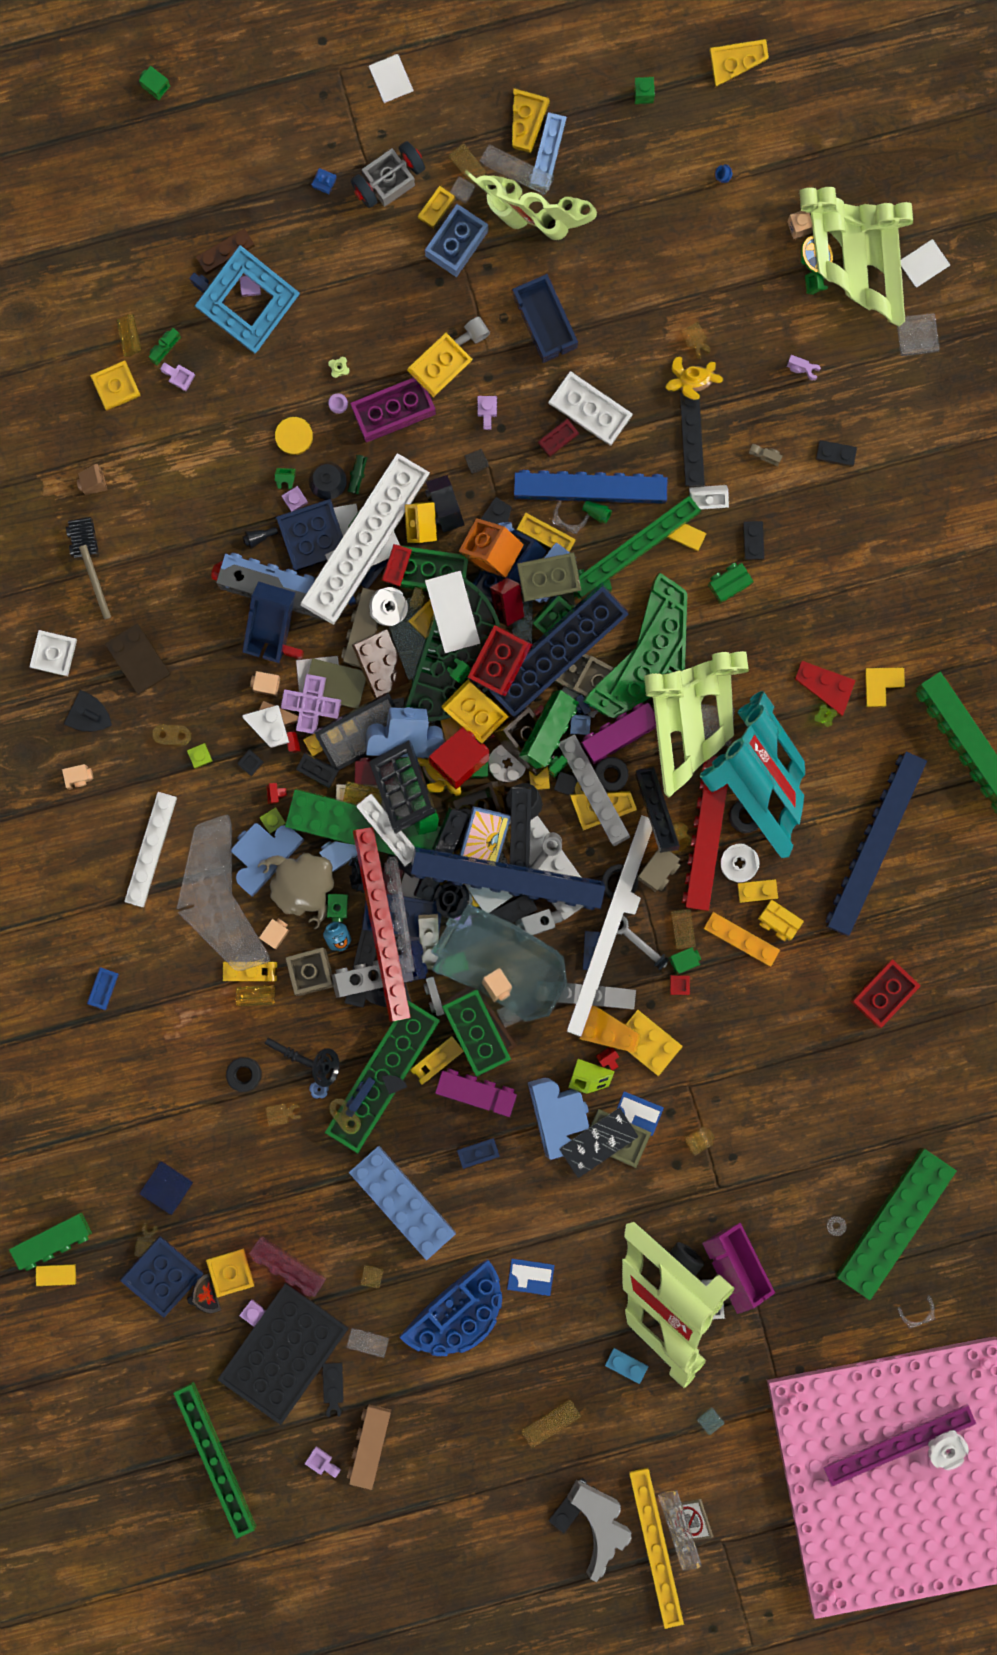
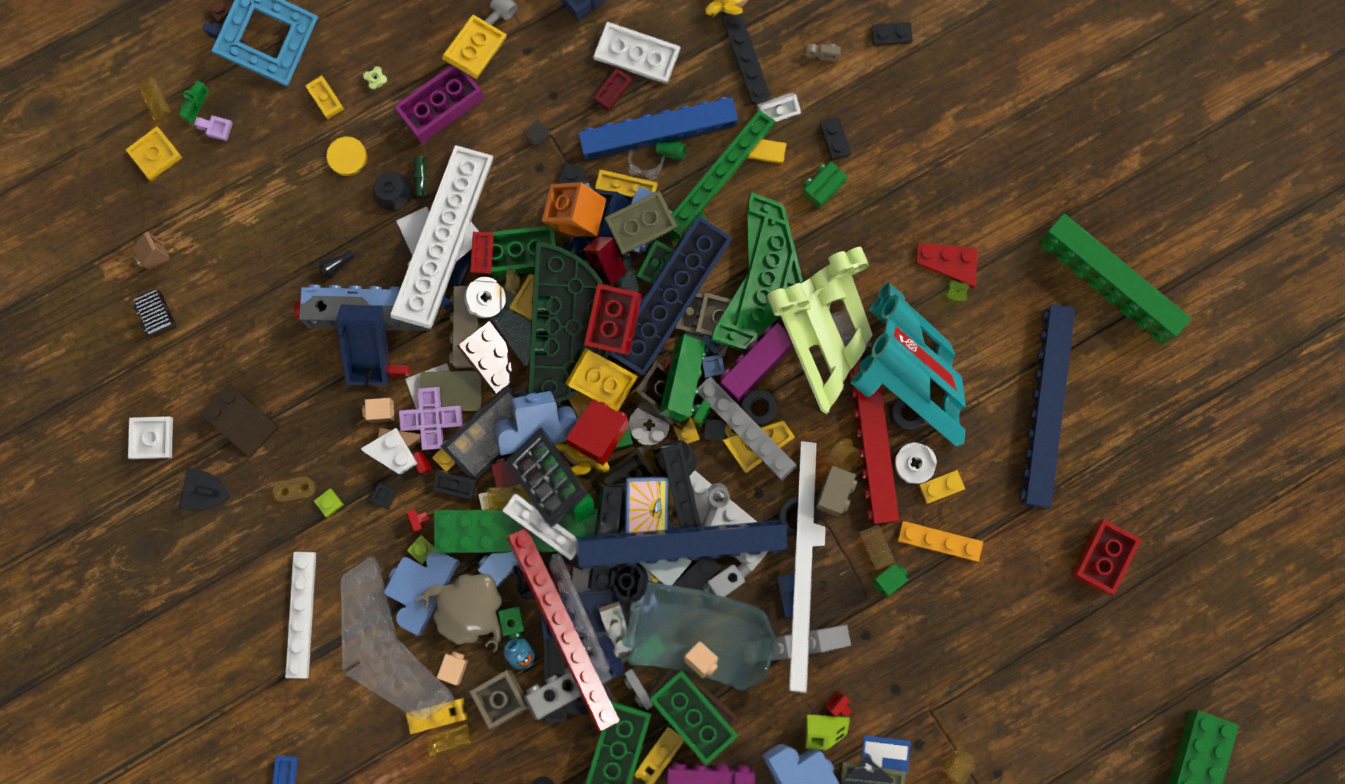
camera: 15 degrees left, 5 degrees down
(77, 776) = (204, 558): light nougat brick -> none
(95, 582) = (176, 353): dark tan bar -> none
(249, 287) = (266, 24): lavender tile -> none
(285, 475) = (347, 196): green tile -> none
(287, 374) = (324, 97): none -> yellow plate
(294, 499) = (363, 218): lavender plate -> none
(310, 534) = (386, 247): dark blue plate -> none
(338, 403) = (383, 113): lavender tile -> none
(420, 522) = (496, 205): yellow brick -> none
(445, 503) = (517, 183): black brick -> none
(452, 611) = (551, 283): white sticker -> none
(461, 672) = (576, 342): green tile -> none
(487, 408) = (534, 80): lavender plate -> none
(508, 1017) = (721, 689): clear plate -> none
(608, 1031) = (833, 677): light orange wing -> none
(654, 1045) = (874, 676): yellow plate -> none
(657, 810) = (817, 431): black plate -> none
(661, 961) = (863, 587): light grey piece -> none
(679, 985) = (890, 606): red tile -> none
(780, 920) = (974, 511): yellow brick -> none
(878, 680) = (1000, 242): yellow tile -> none

